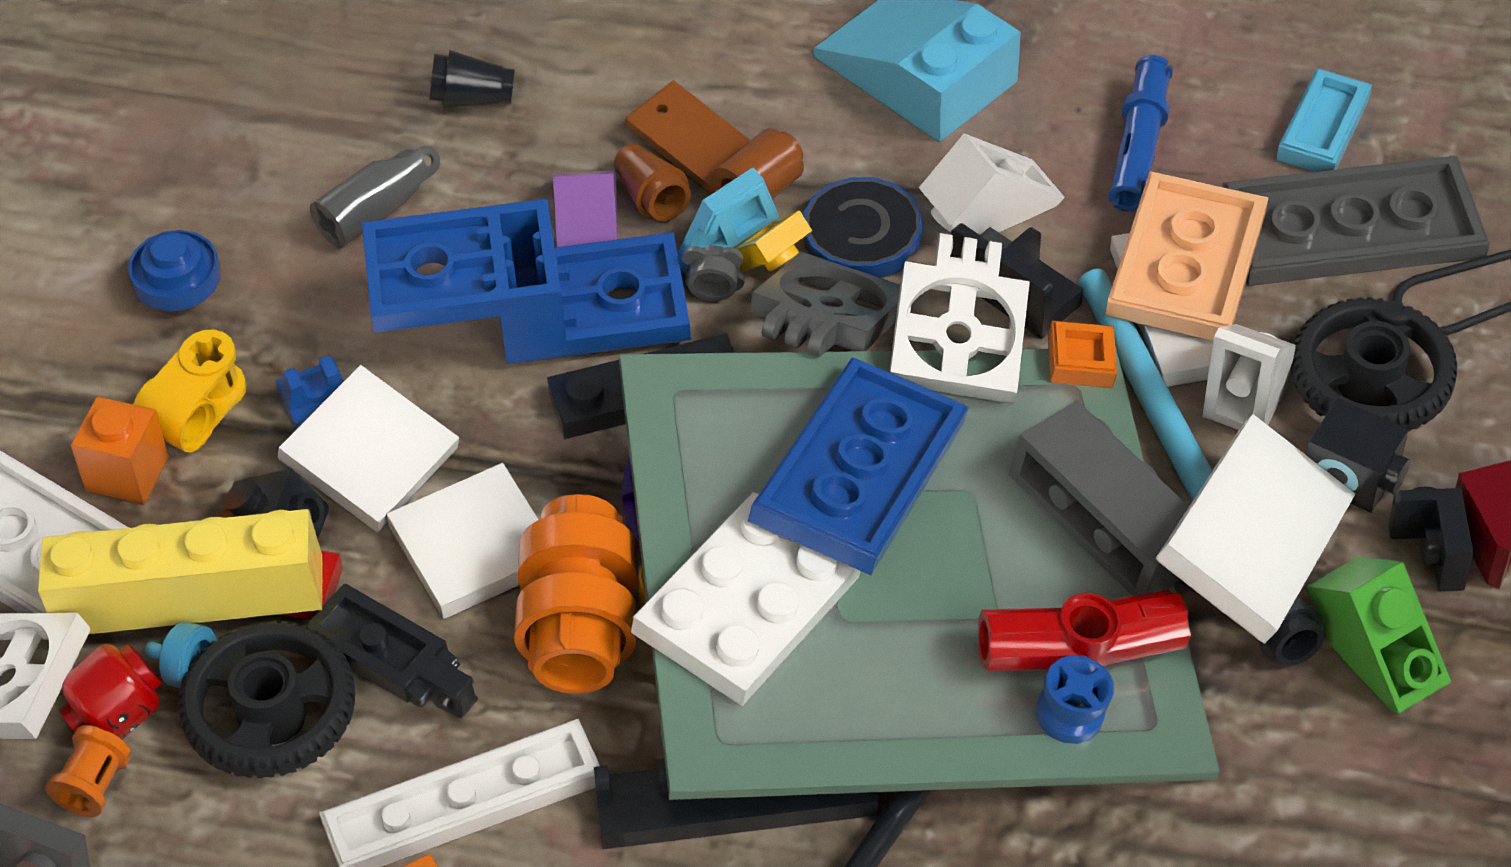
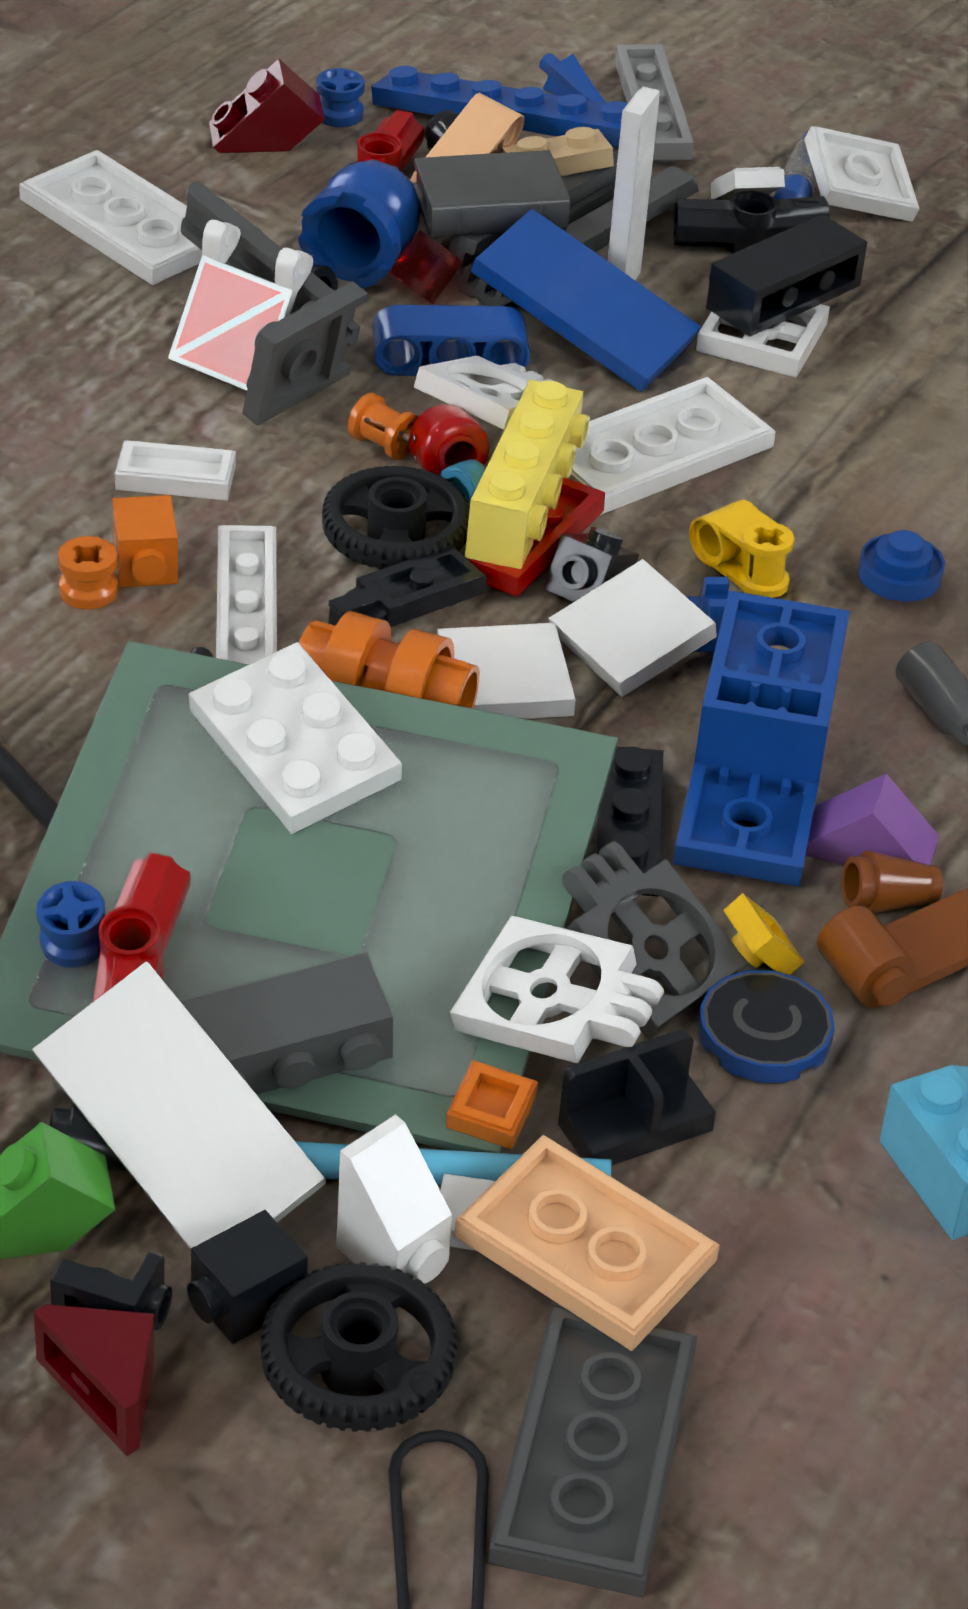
camera: 105 degrees right, 10 degrees down
(120, 450) = (692, 485): orange brick -> none
(713, 271) = (741, 877): dark grey plate -> none
(731, 214) = (799, 907): medium azure tile -> none
(859, 465) = (400, 847): blue tile -> none
(987, 187) = (765, 1127): white slope -> none
(1143, 115) = (831, 1303): blue pin -> none
(1324, 122) = (765, 1487): medium azure tile -> none

